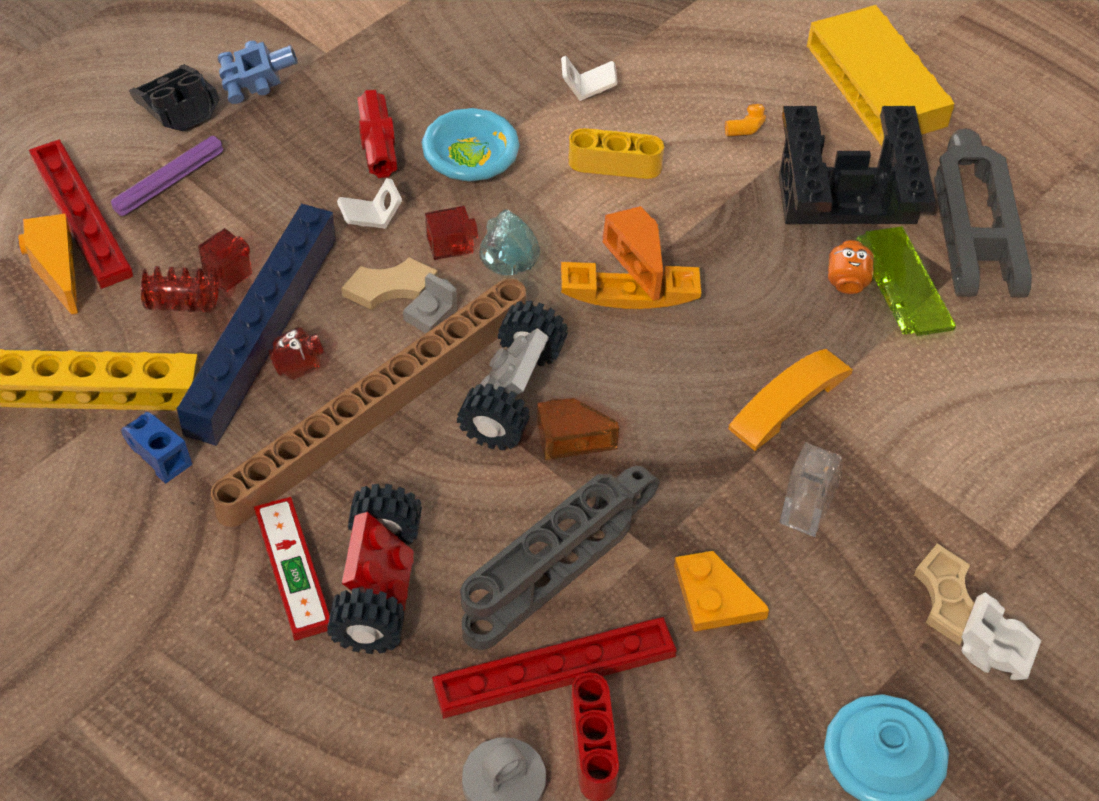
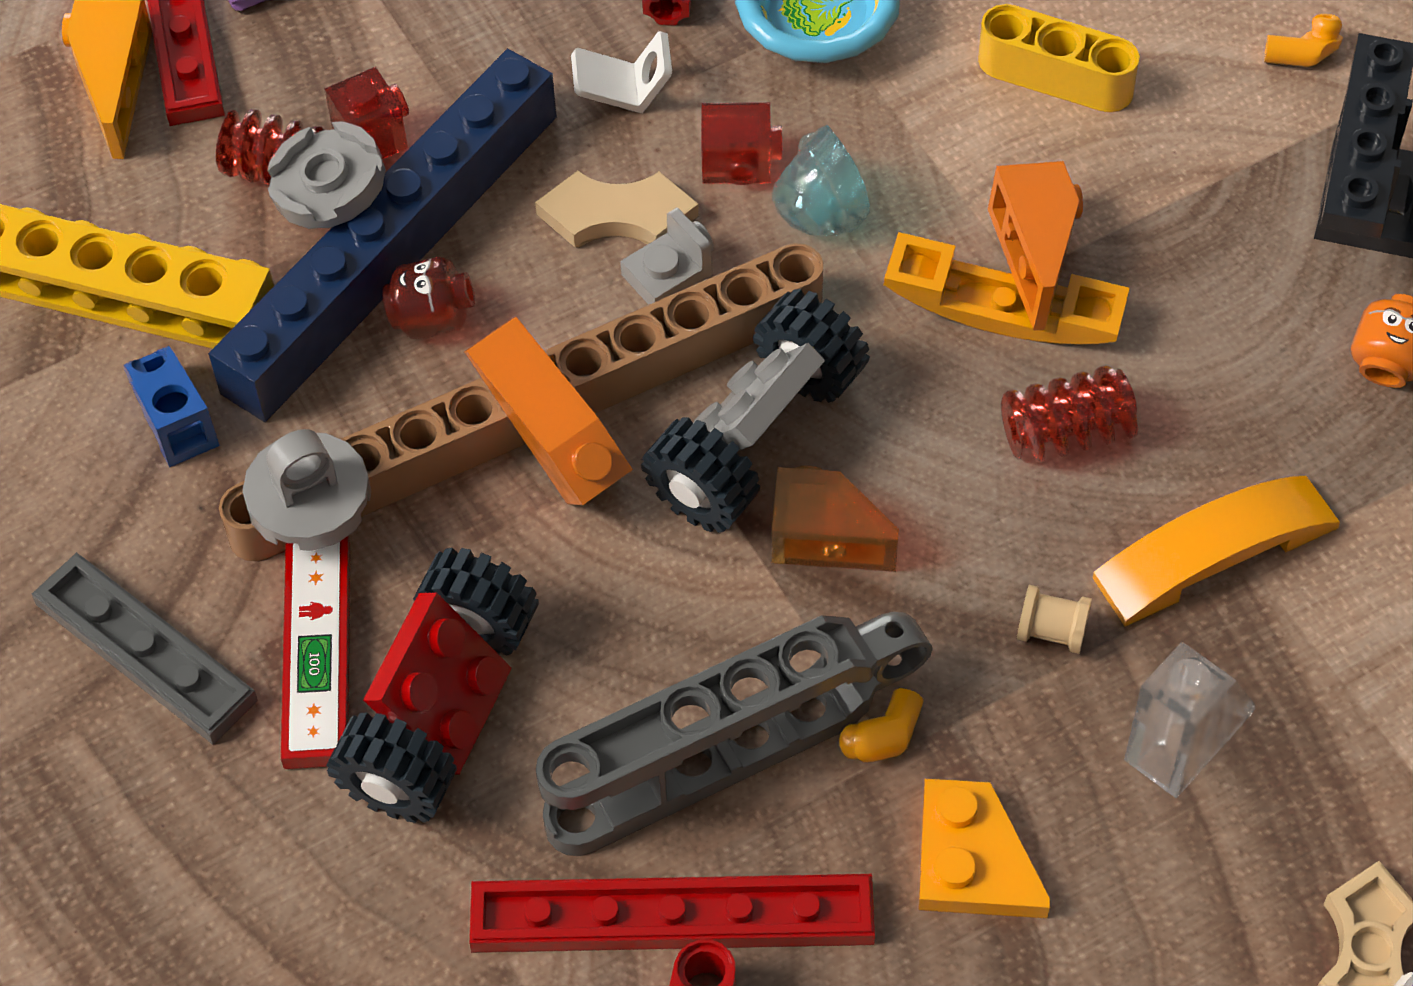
camera: 20 degrees right, 5 degrees up
(185, 590) = (145, 648): none -> dark grey tile
(217, 293) = (326, 175): none -> light grey tile
(263, 473) = (307, 490): none -> light grey tile
(396, 401) = (548, 413): none -> orange slope
(643, 539) = (885, 735): none -> light orange arm
(688, 341) = (1069, 411): none -> clear red piece
(717, 454) = (1054, 619): none -> tan bush

